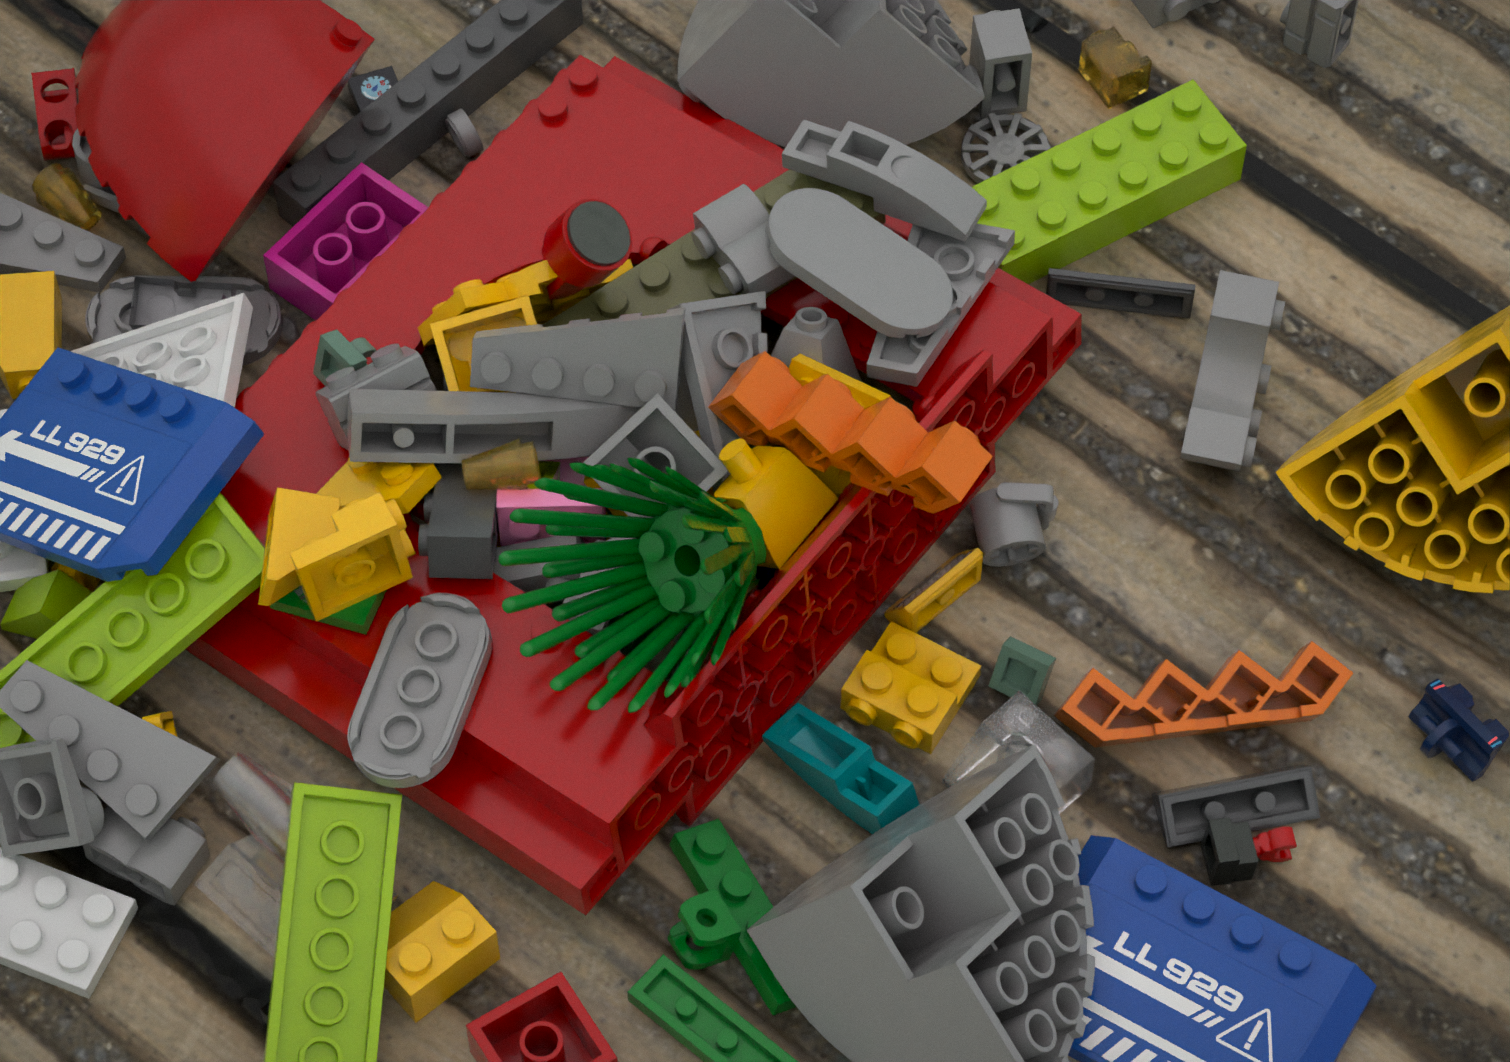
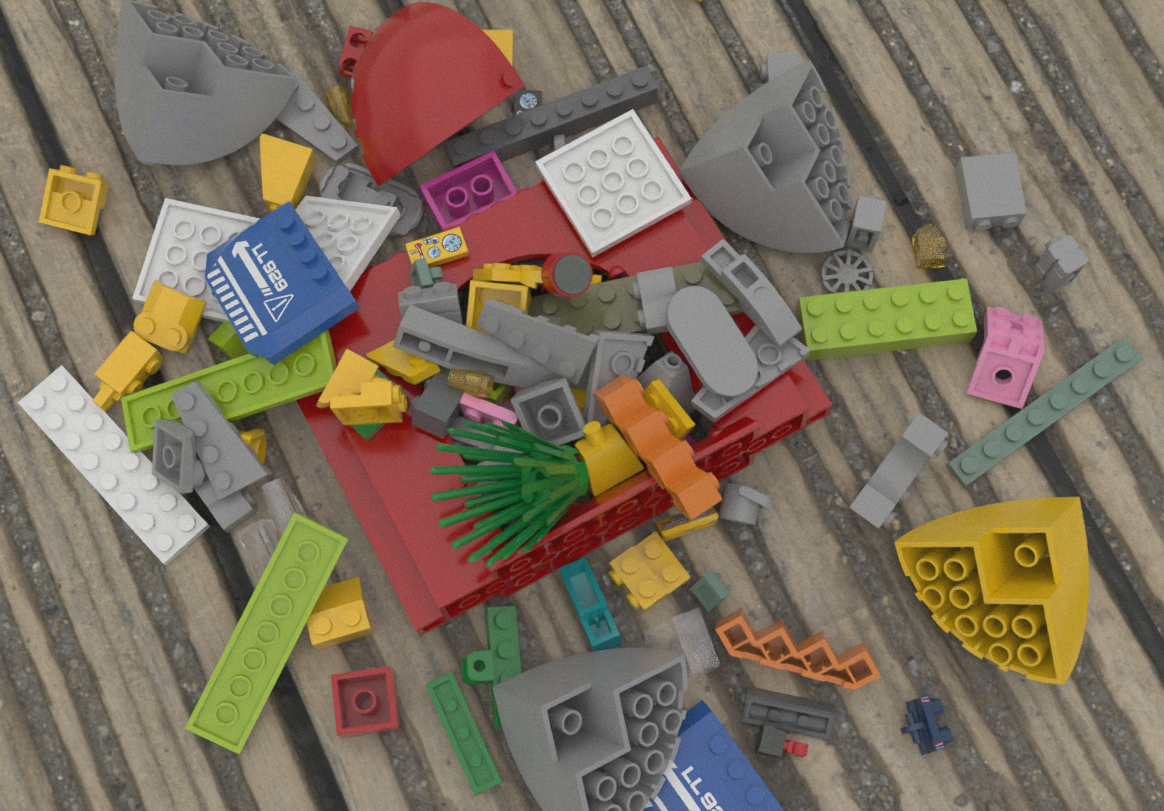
camera: 25 degrees right, 15 degrees up
(353, 312) = (438, 248): none -> yellow tile
(419, 691) = (378, 487): light grey tile -> none
(583, 119) = (613, 182): none -> white plate
(1121, 293) = (869, 386): dark grey slope -> none
(1308, 148) = (1009, 344): none -> bright pink bracket
(1401, 233) = (1043, 412): none -> sand green plate

